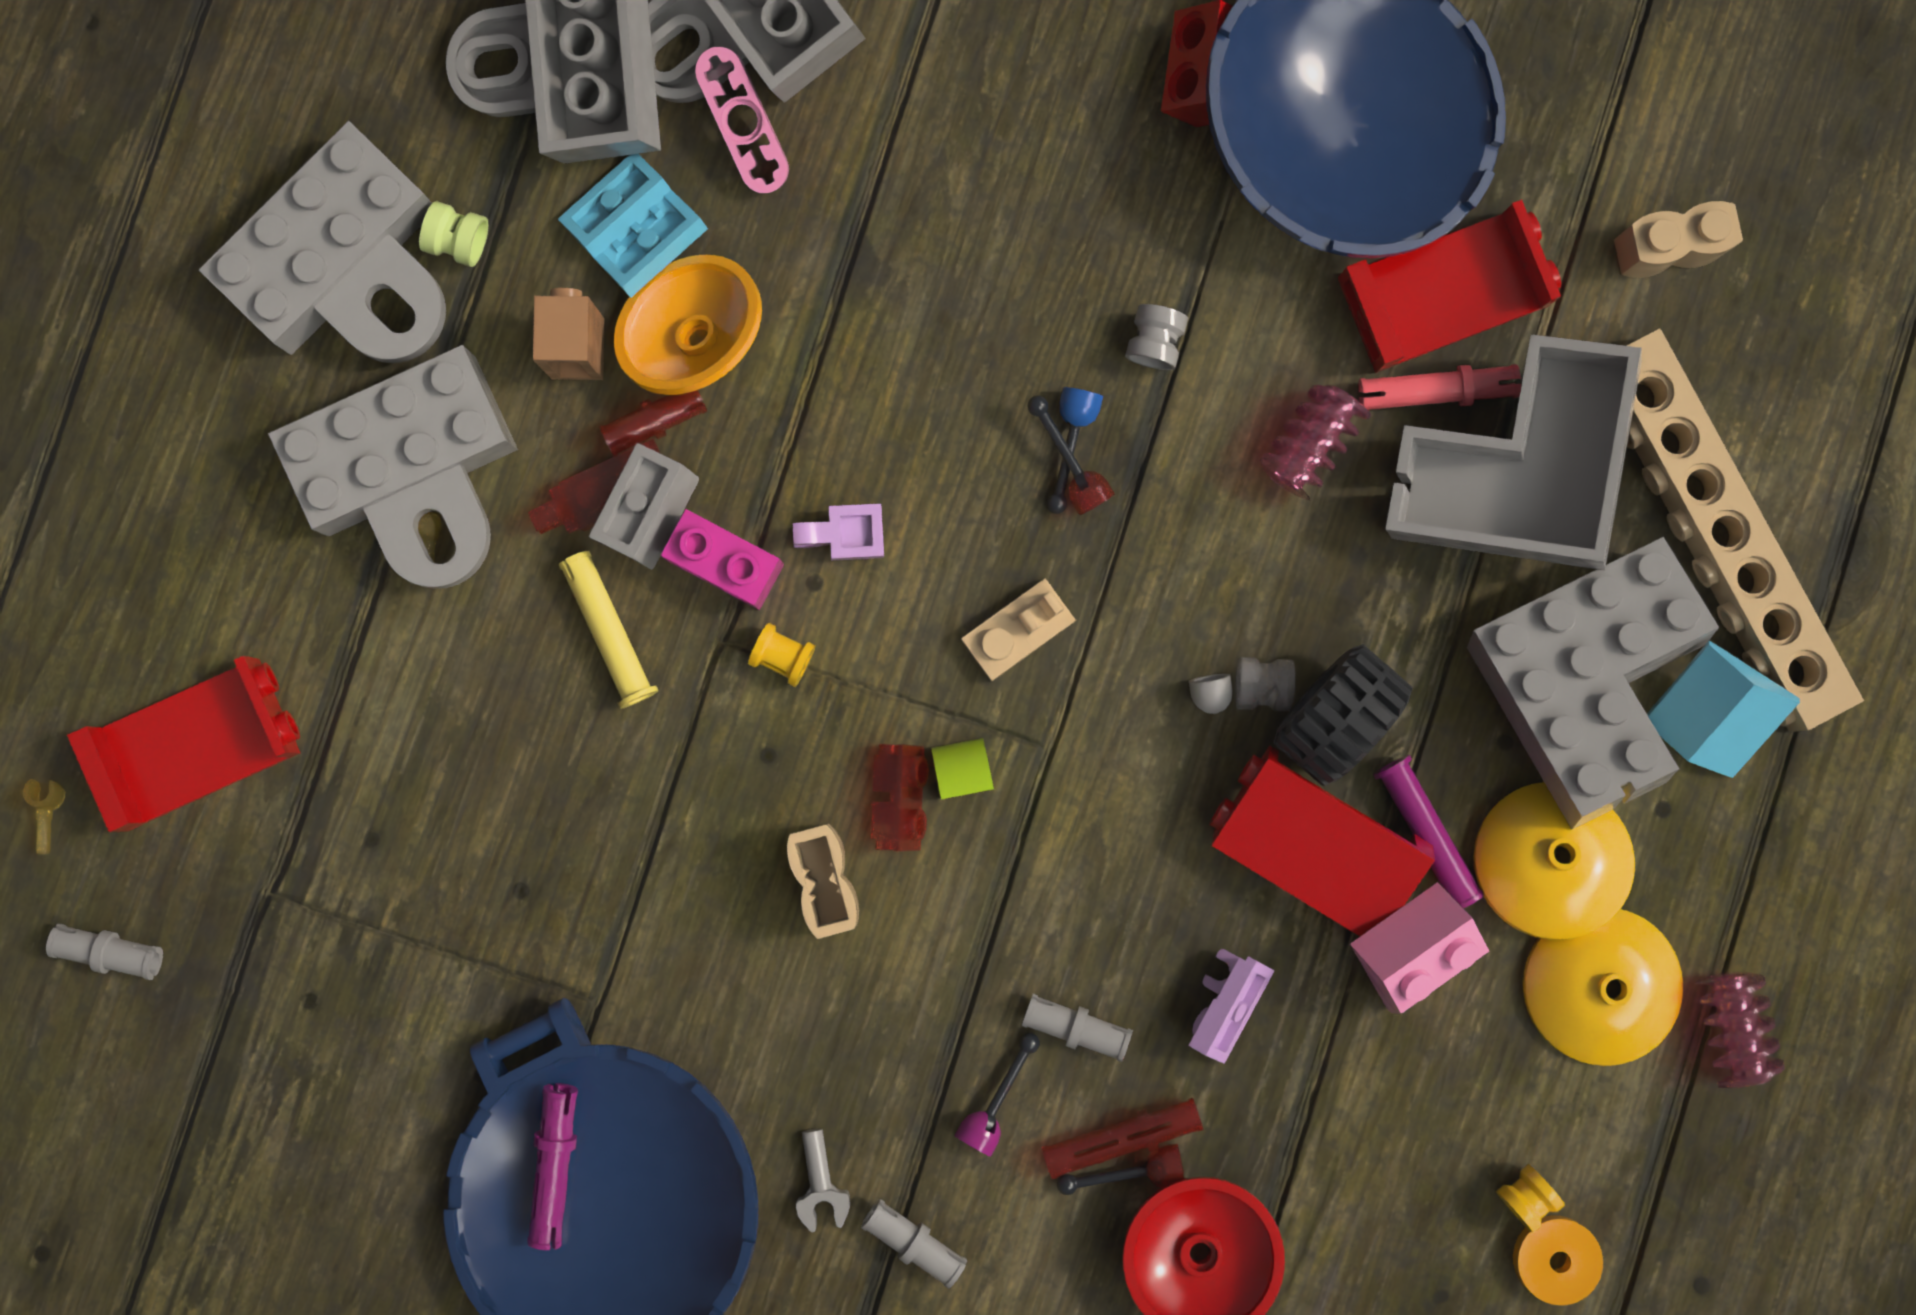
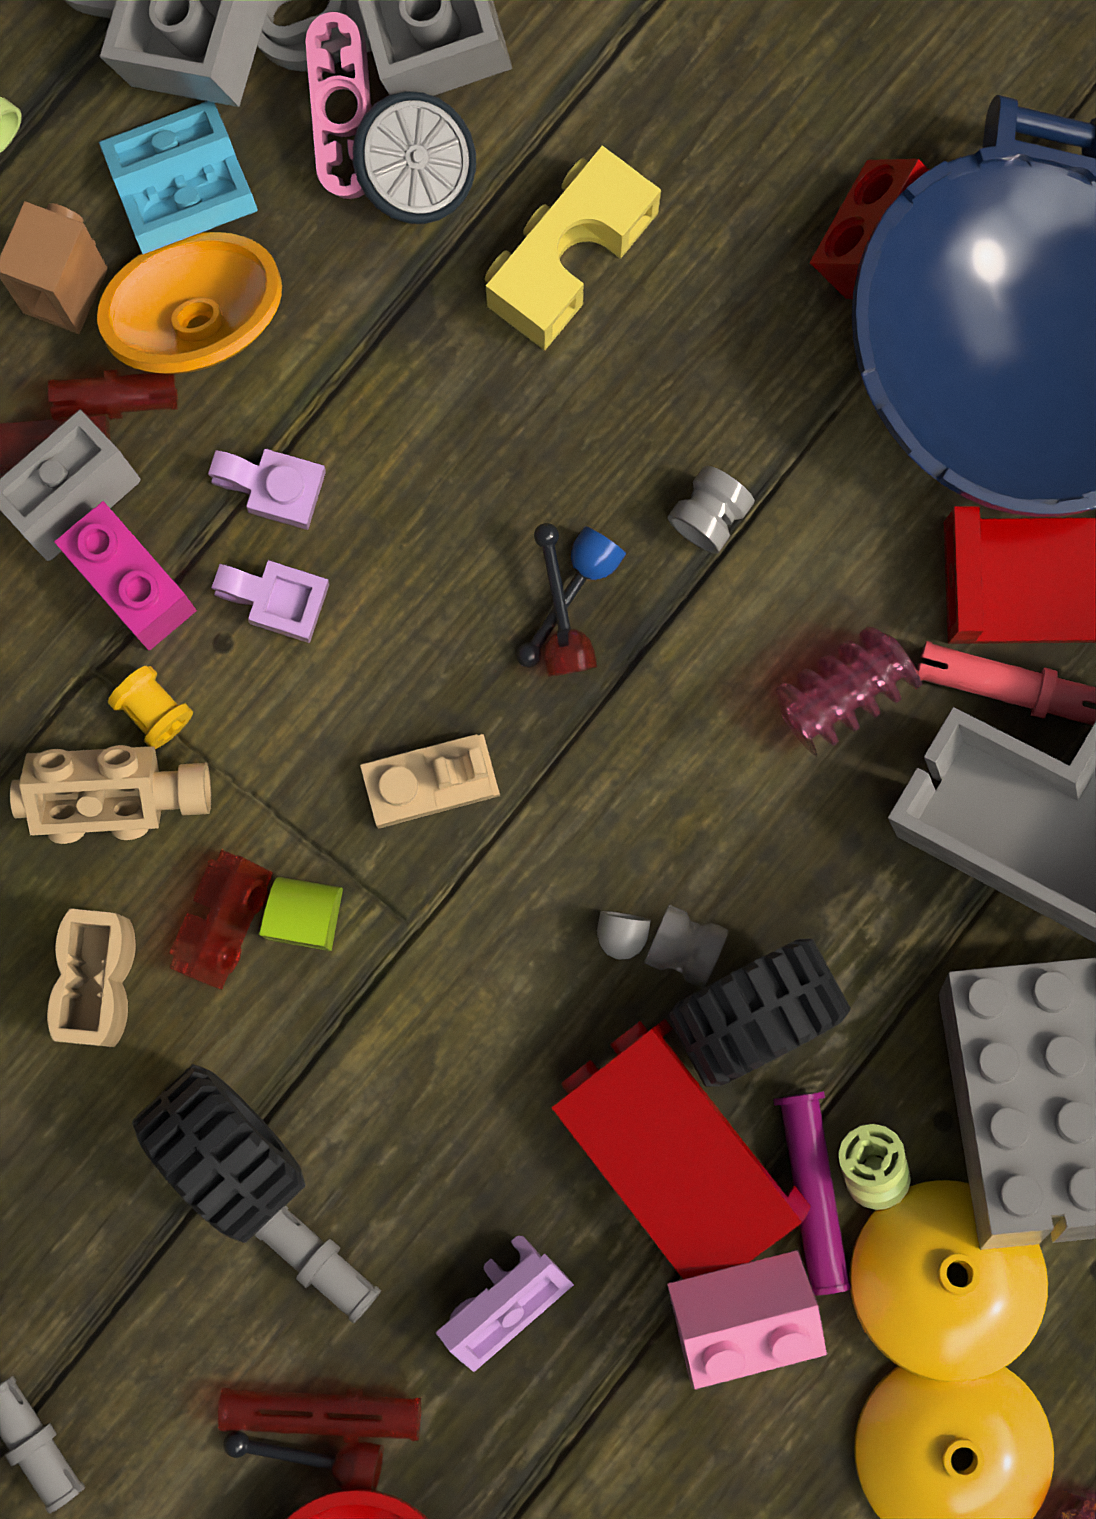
camera: 25 degrees right, 5 degrees down
(774, 734) = (104, 791): none -> tan brick
(813, 444) = (279, 488): none -> lavender plate
(816, 140) = (414, 157): none -> wheel
(975, 975) = (218, 1154): none -> black tyre
(979, 123) = (600, 204): none -> light yellow arch
(981, 1127) = (162, 1339): hinge -> none
(1475, 807) = (879, 1181): none -> yellowish green wheel

